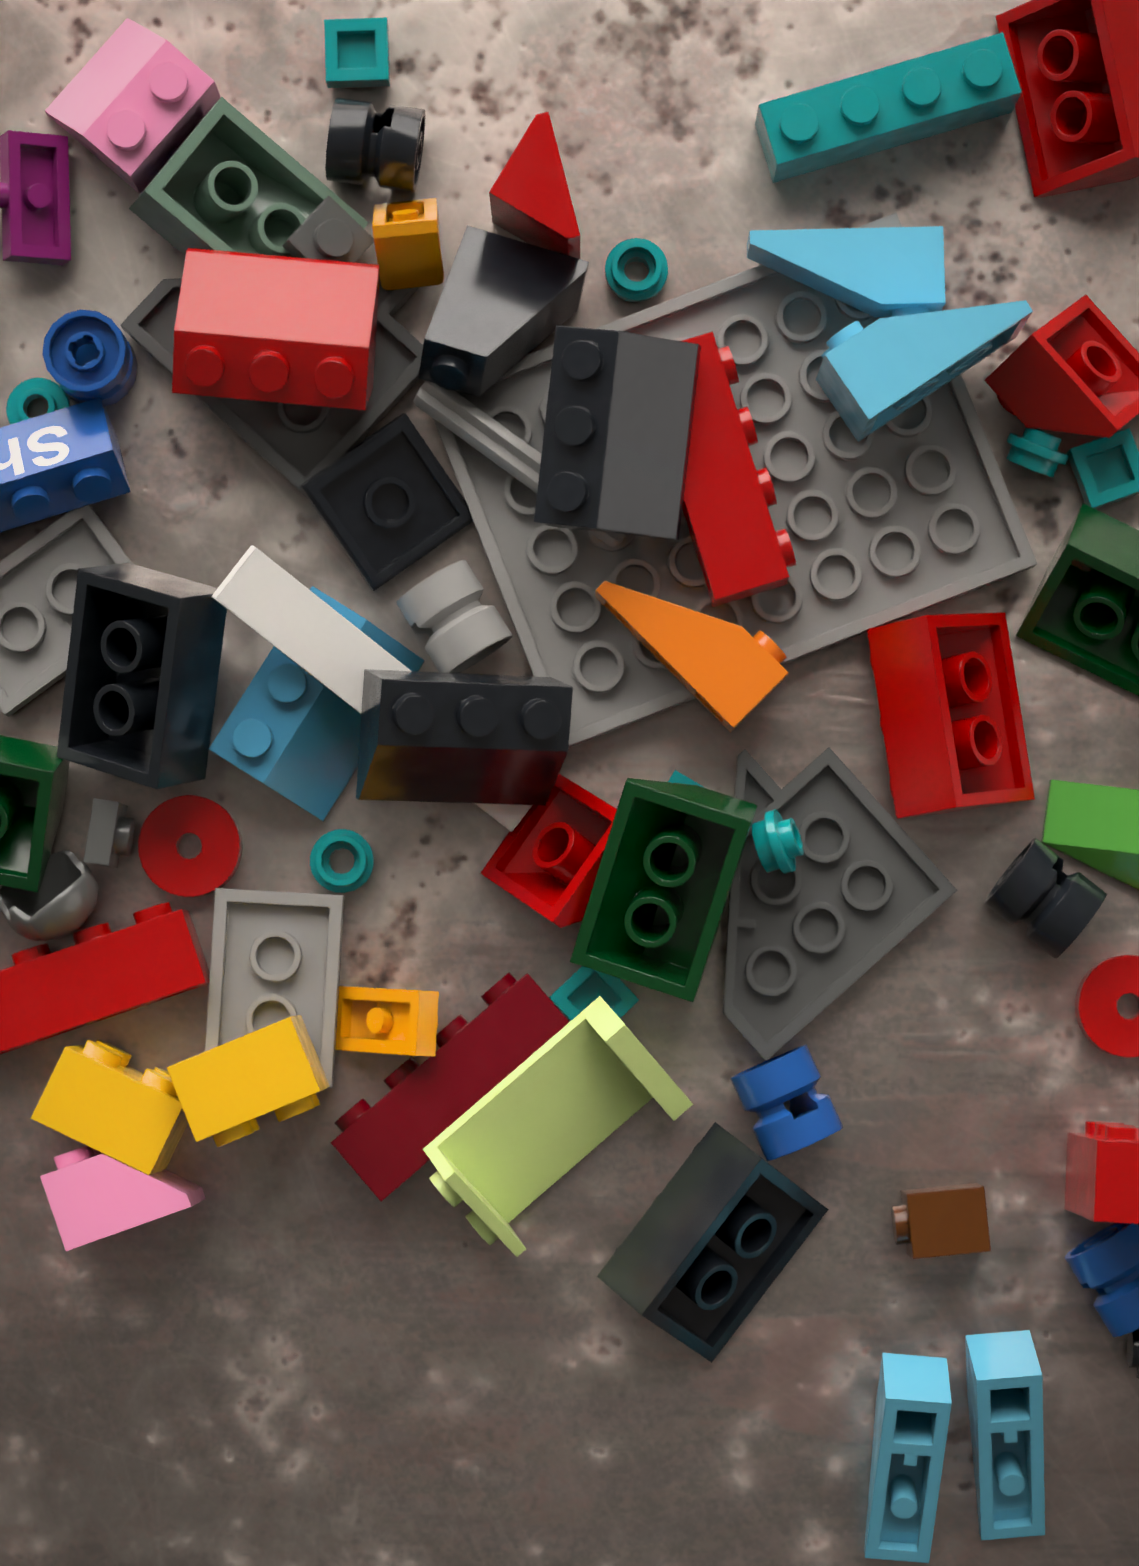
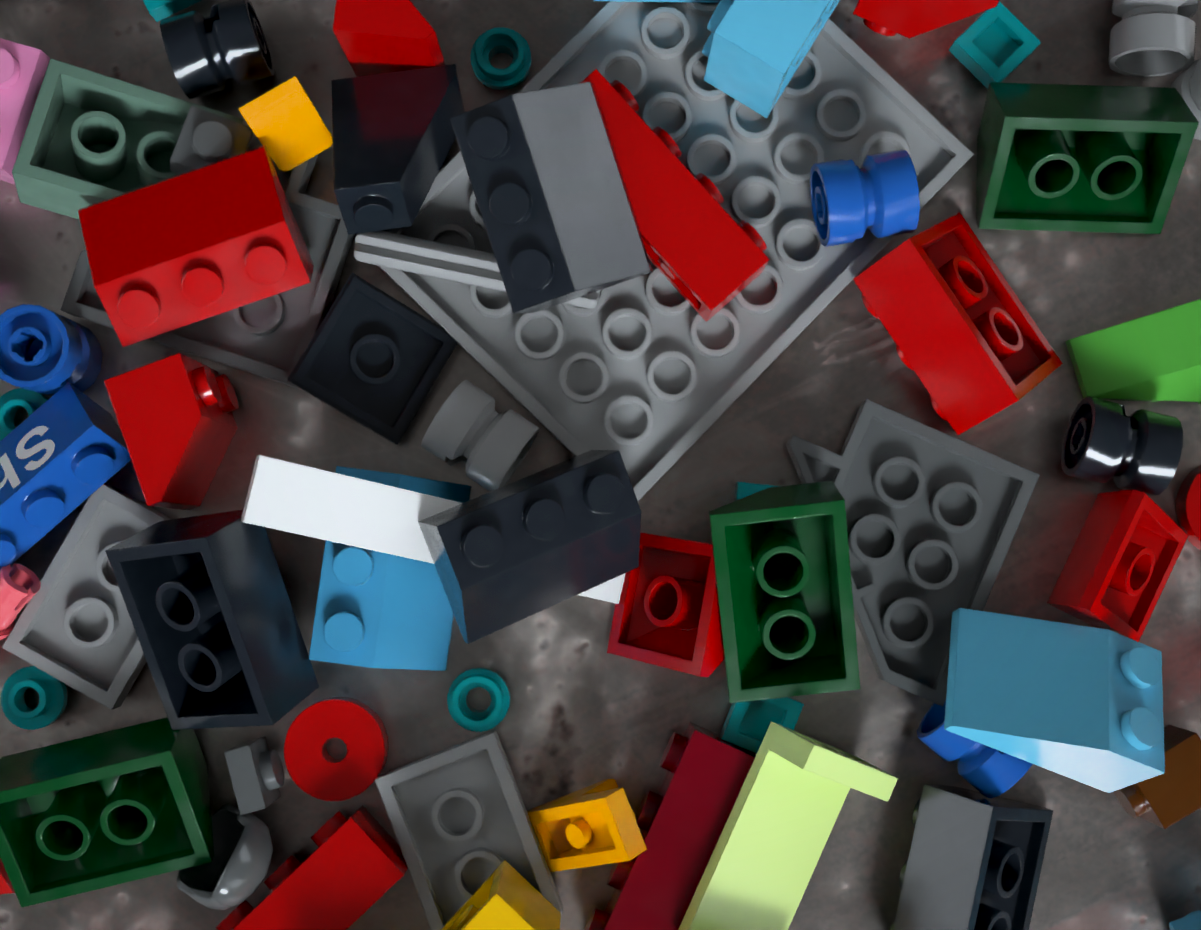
camera: 30 degrees left, 0 degrees up
(183, 483) = (174, 427): none -> red slope
(706, 654) = (728, 366): orange slope -> none
(777, 842) = (867, 506): teal plate -> none
(868, 1090) = (1057, 696): none -> medium azure slope
(906, 559) = (875, 197): none -> blue wheel
(997, 1013) = (1119, 563): none -> red slope
(1036, 451) = (925, 57): teal plate -> none

